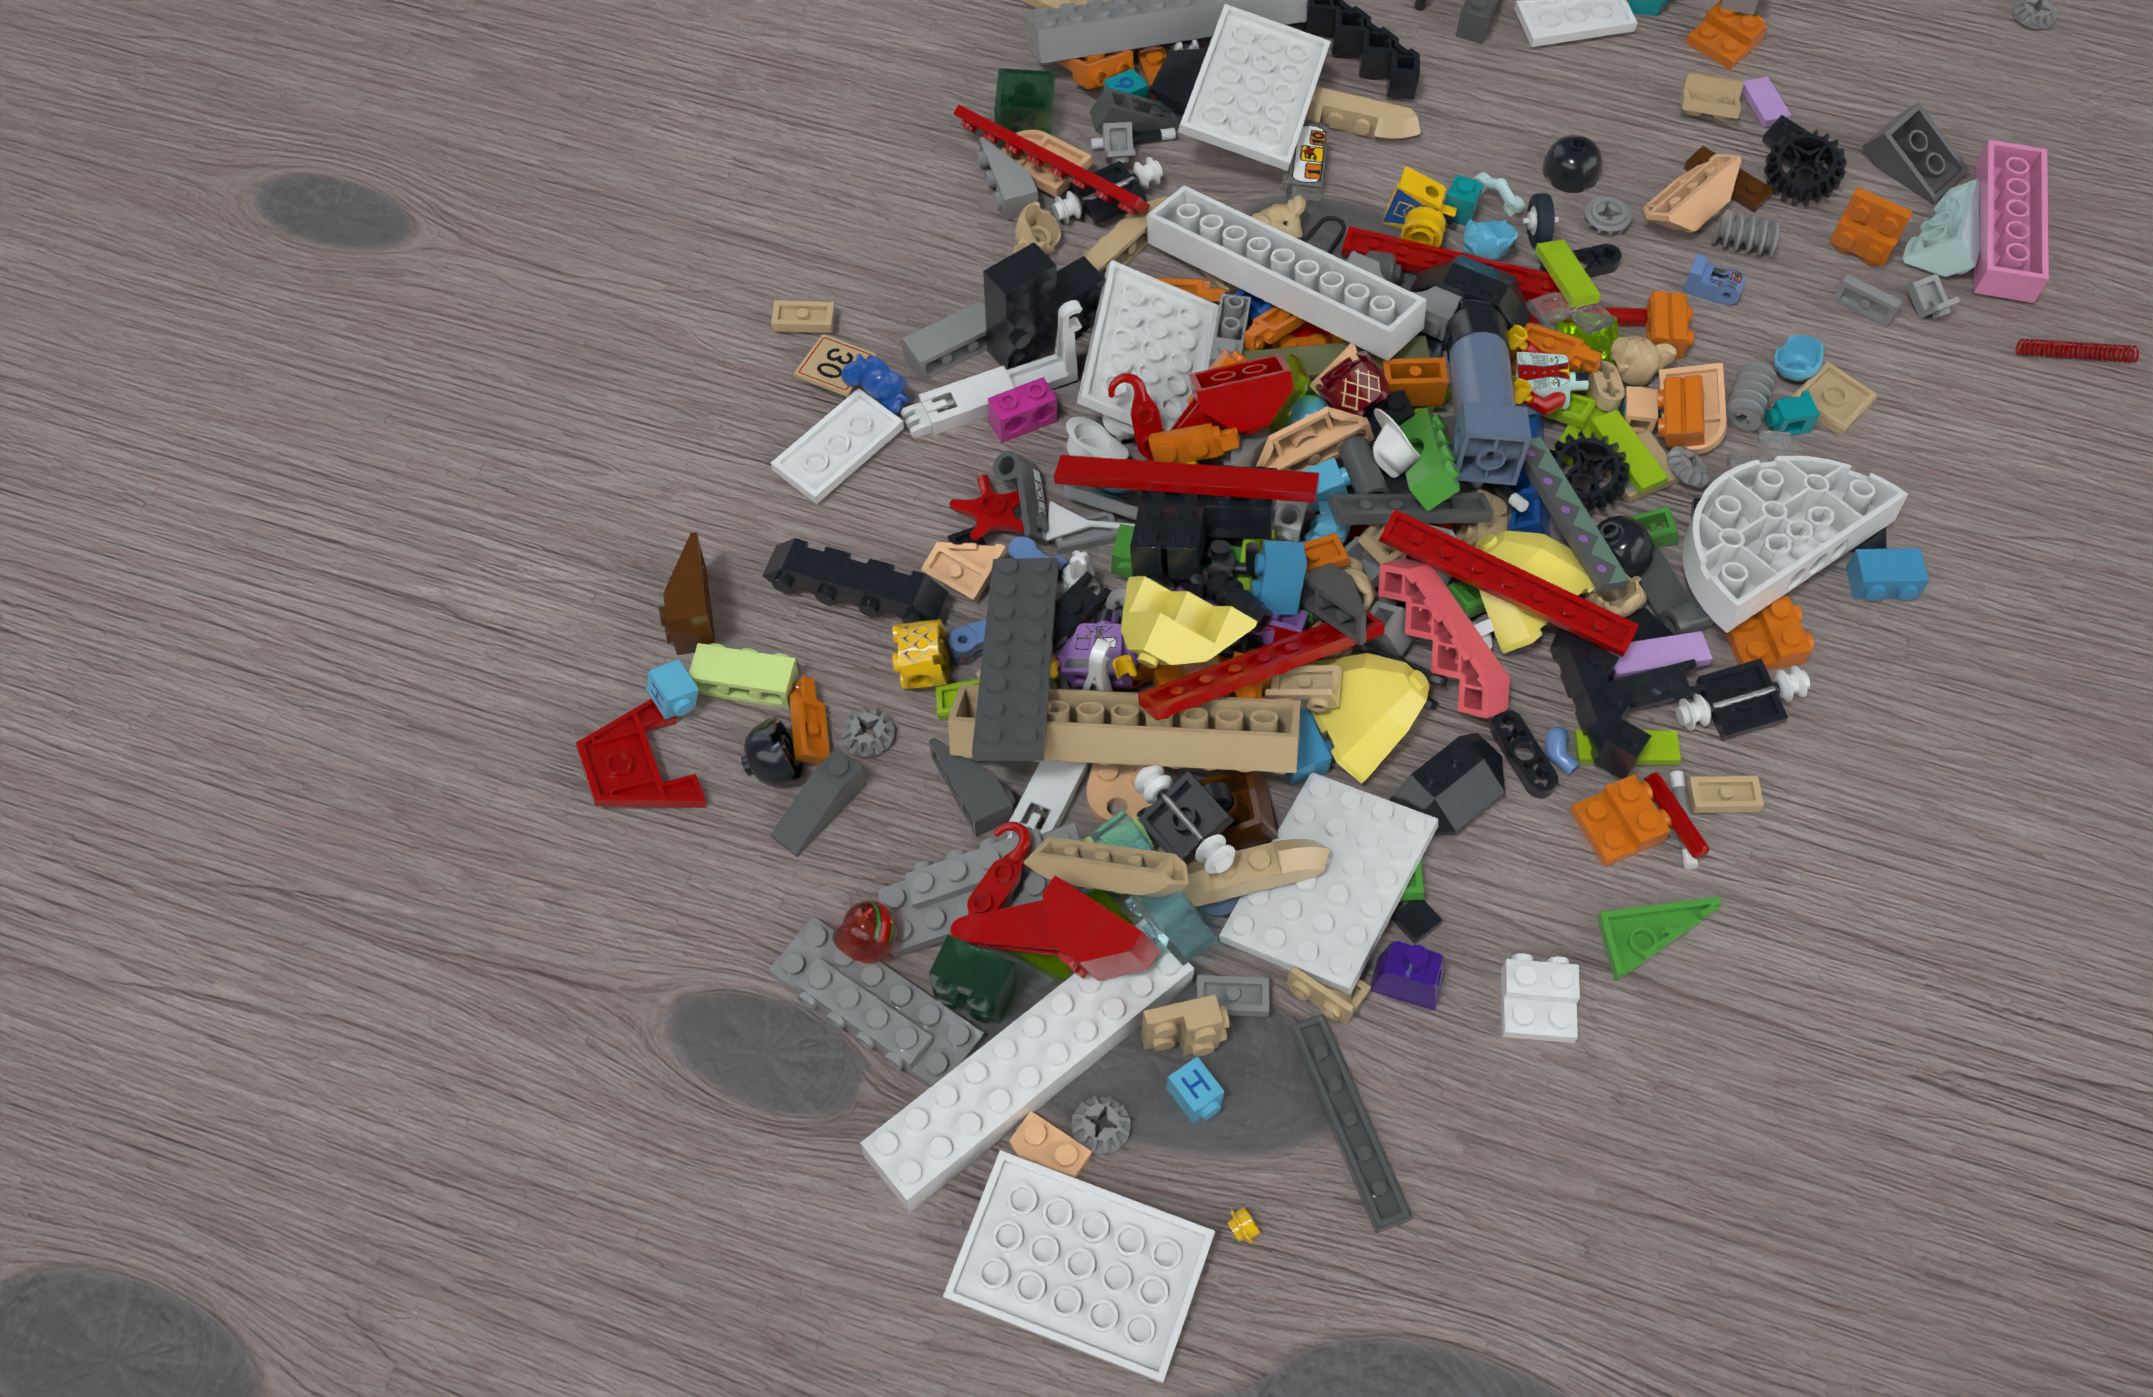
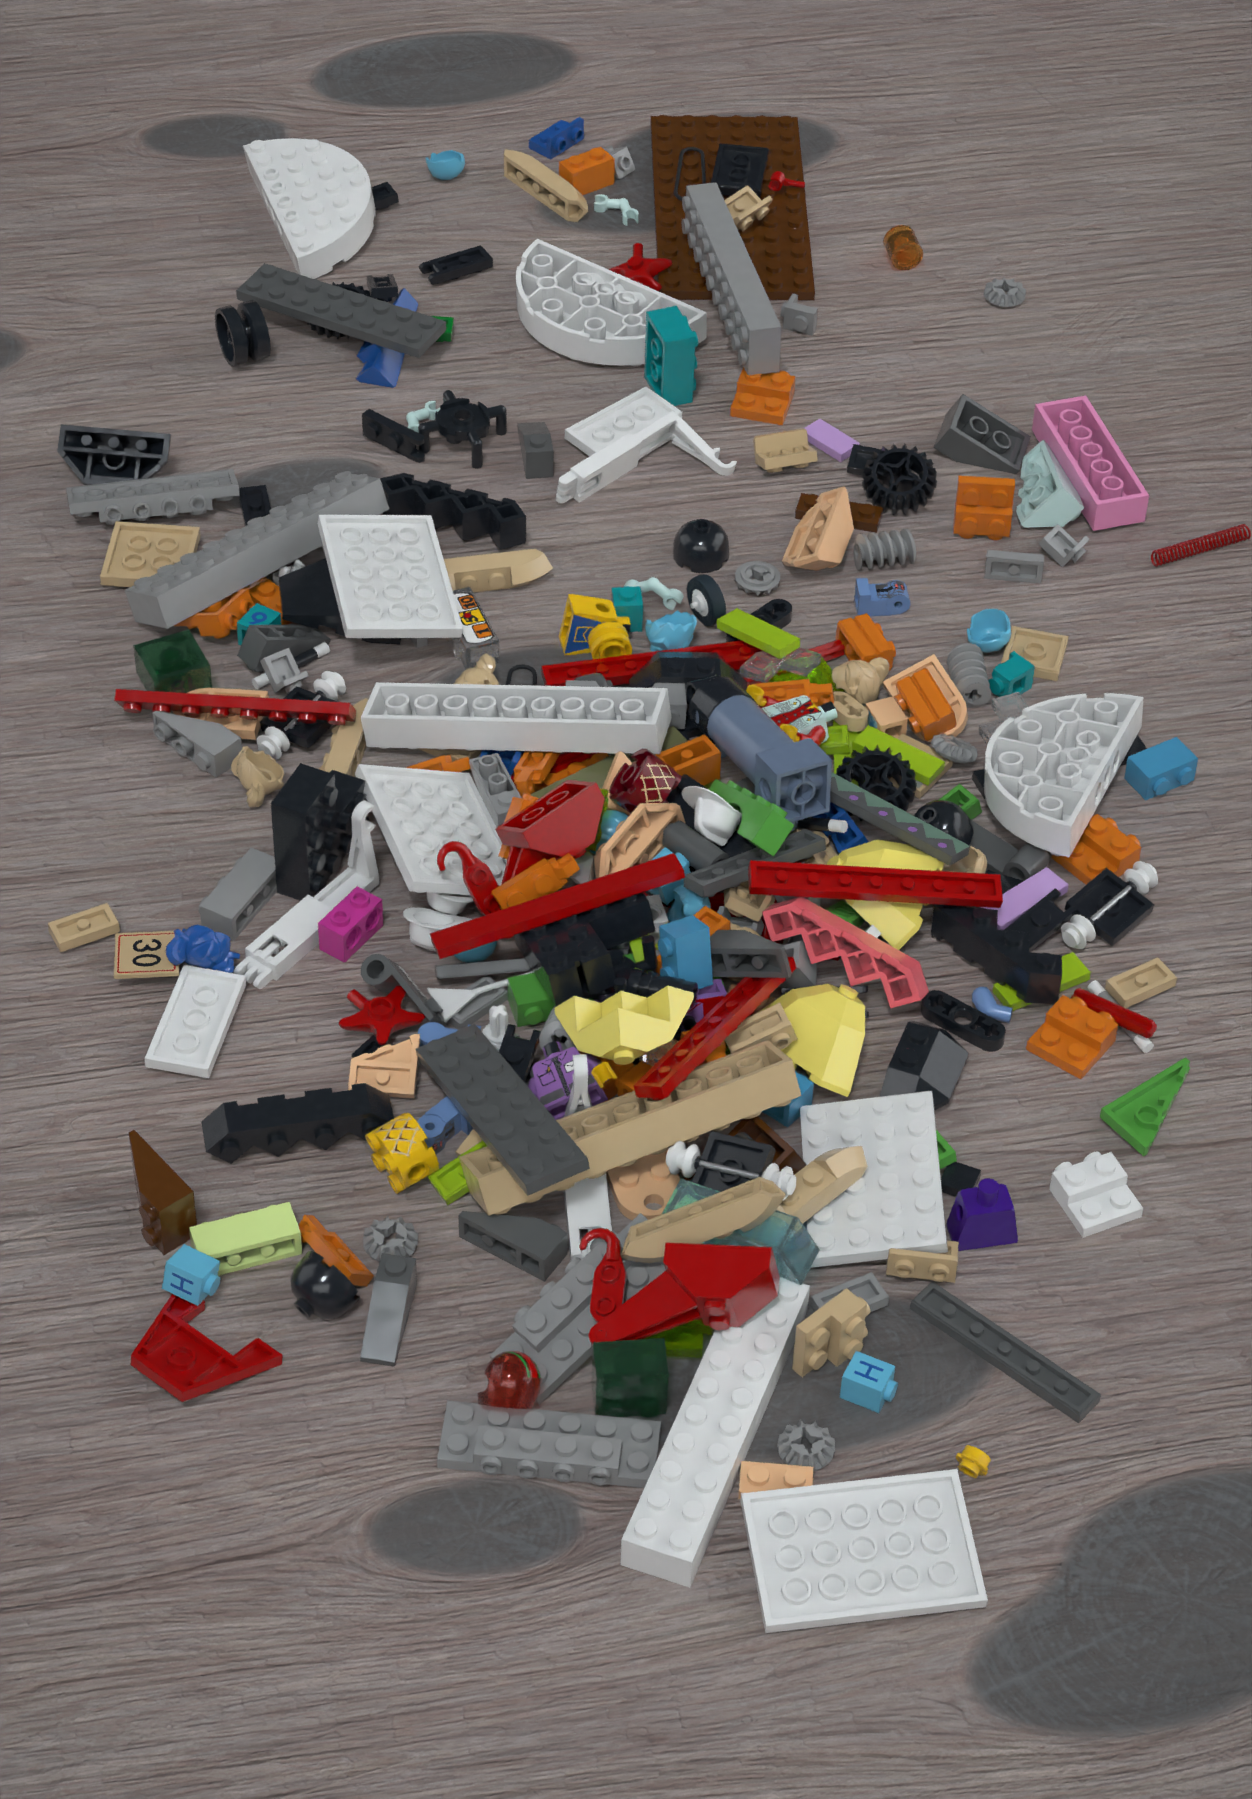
camera: 30 degrees left, 15 degrees down
(1556, 45) = (625, 452): none -> white hinge

